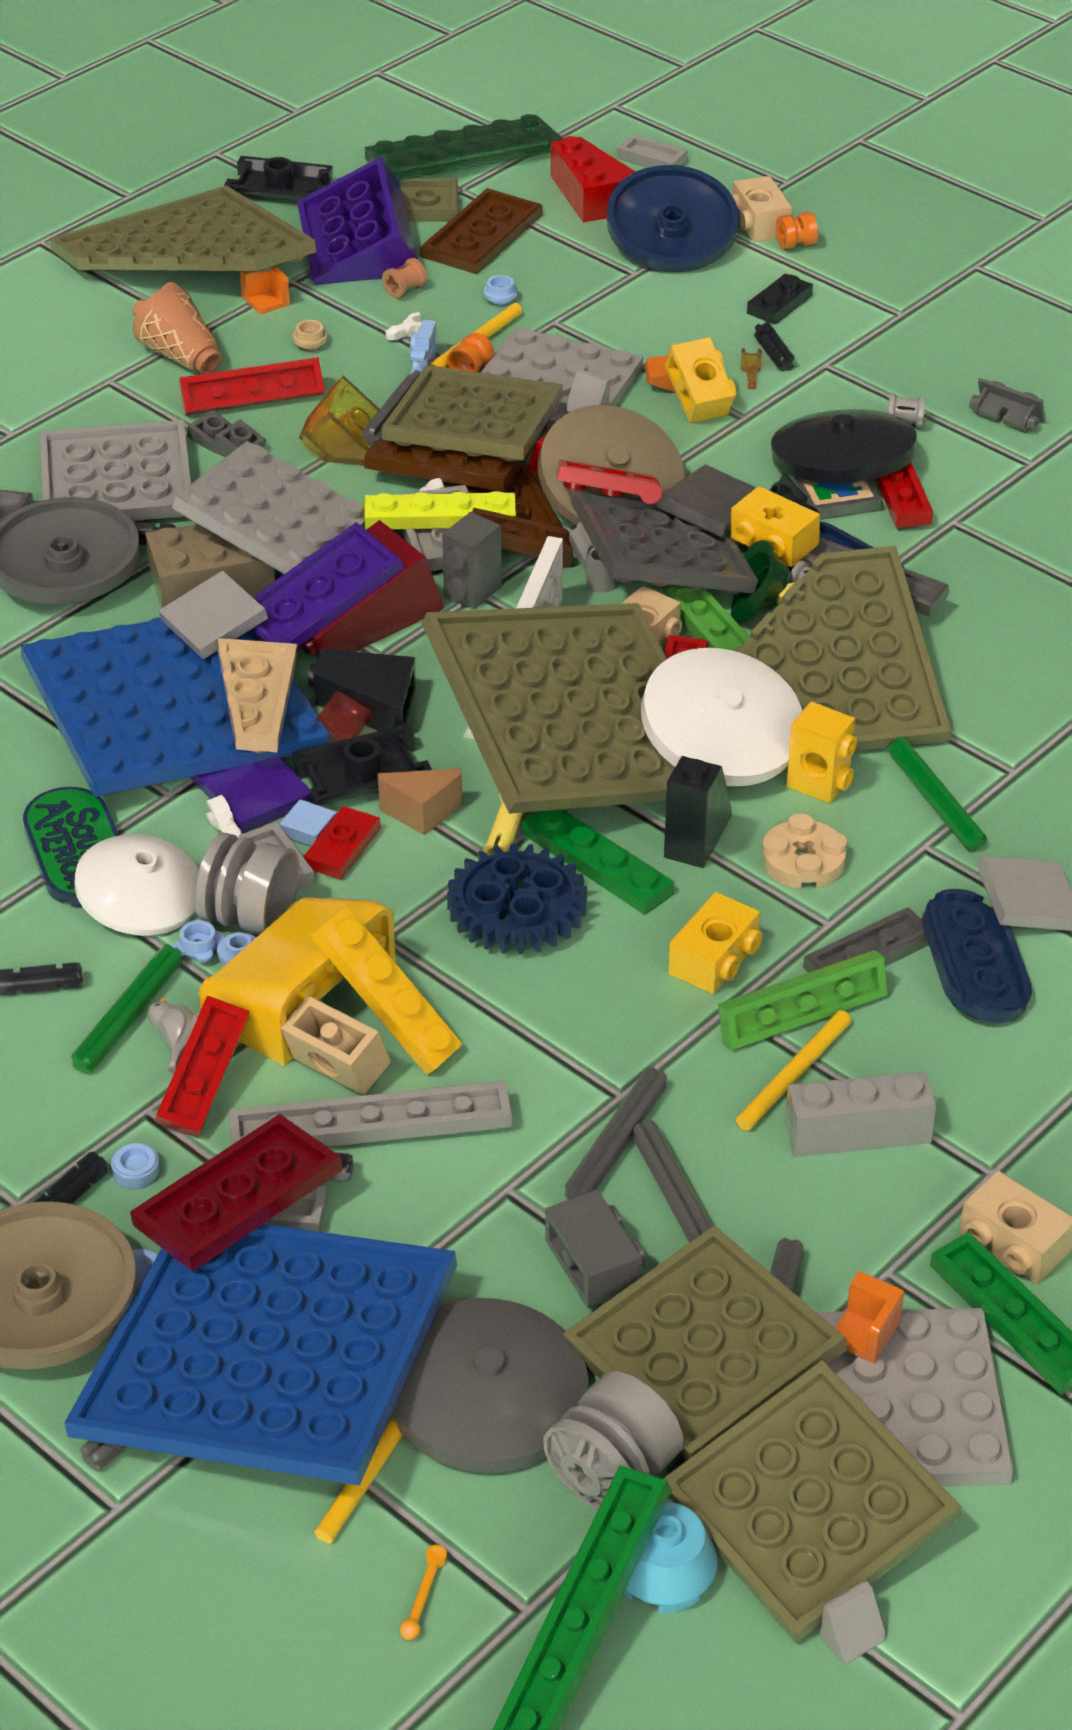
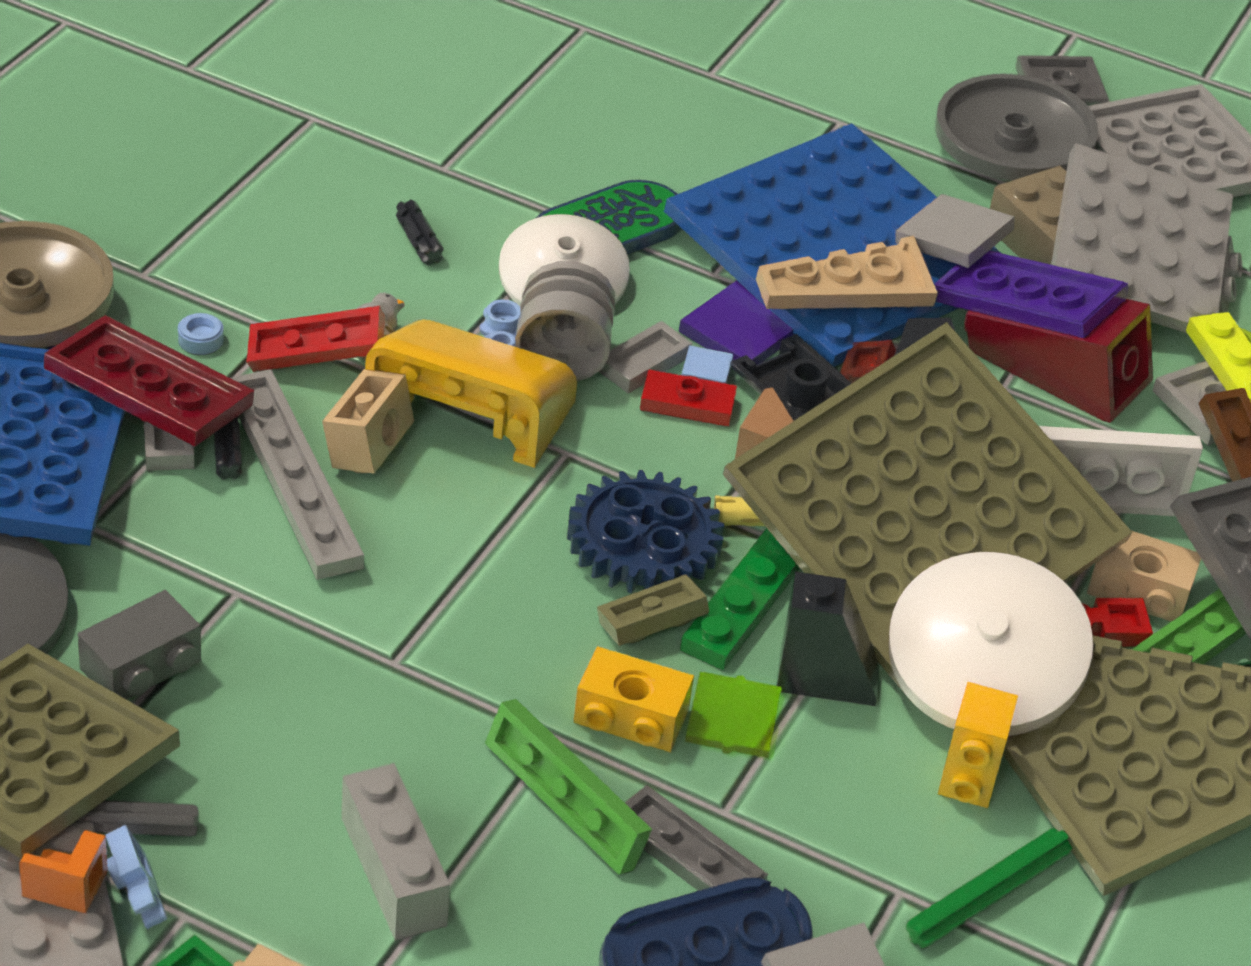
camera: 70 degrees right, 0 degrees up
(75, 1180) = (158, 295): black axle -> none
(126, 1009) = (414, 294): green axle -> none
(221, 816) = (683, 306): white piece -> none
(386, 990) = (435, 430): yellow plate -> none
(472, 560) = (1164, 396): dark grey brick -> none
(615, 911) = (653, 610): none -> olive plate
(616, 1133) = (325, 659): dark grey axle -> none
(671, 1179) = (255, 717): dark grey axle -> none
(729, 882) = (733, 714): none -> clear neon green piece
(793, 1070) = (477, 802): yellow bar -> none
(801, 833) = (833, 748): tan plate -> none
(836, 1284) = (131, 869): none -> light blue plate

